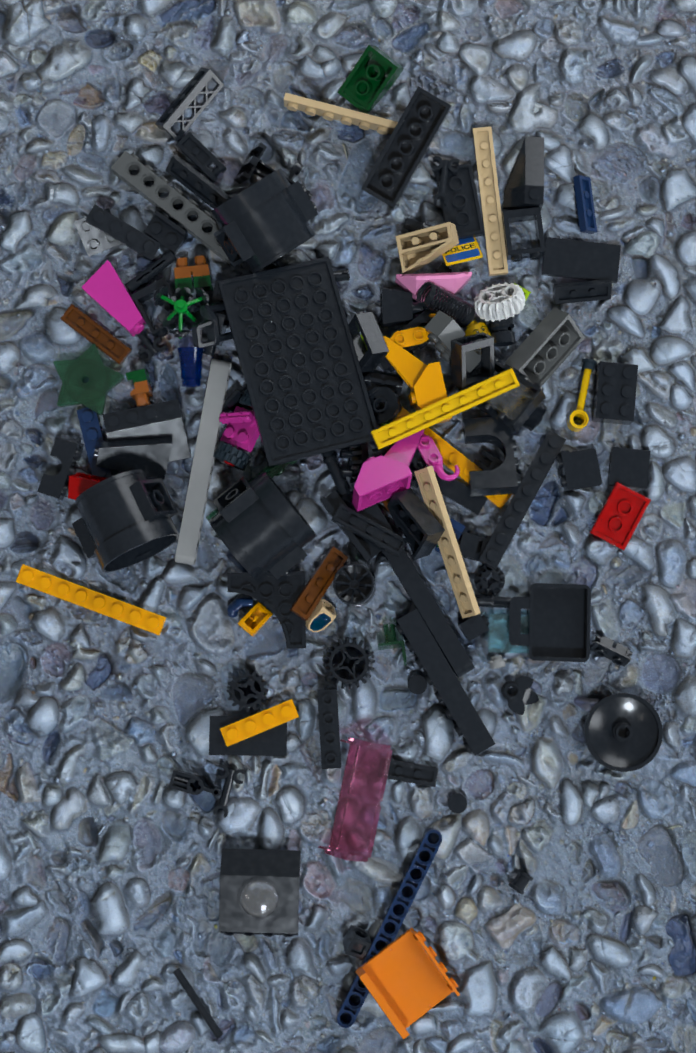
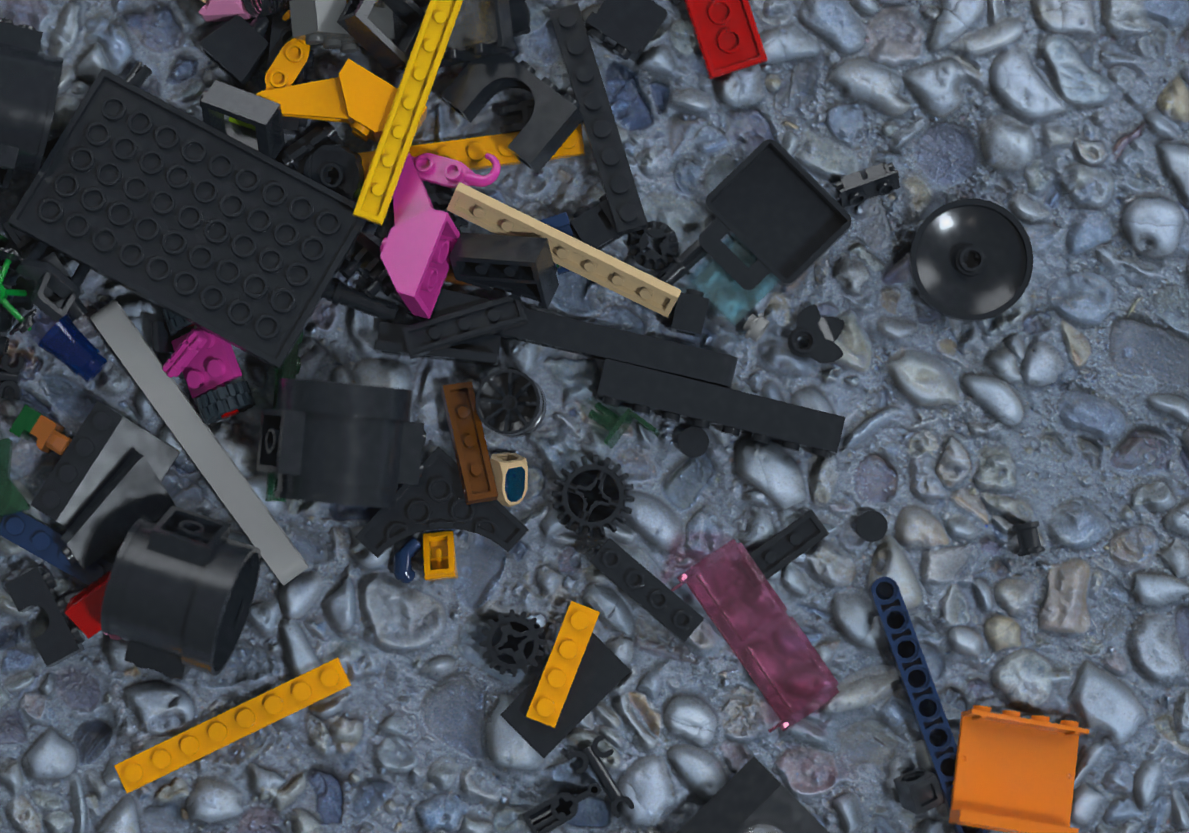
camera: 40 degrees left, 0 degrees up
(461, 495) = (525, 183): black tile -> none

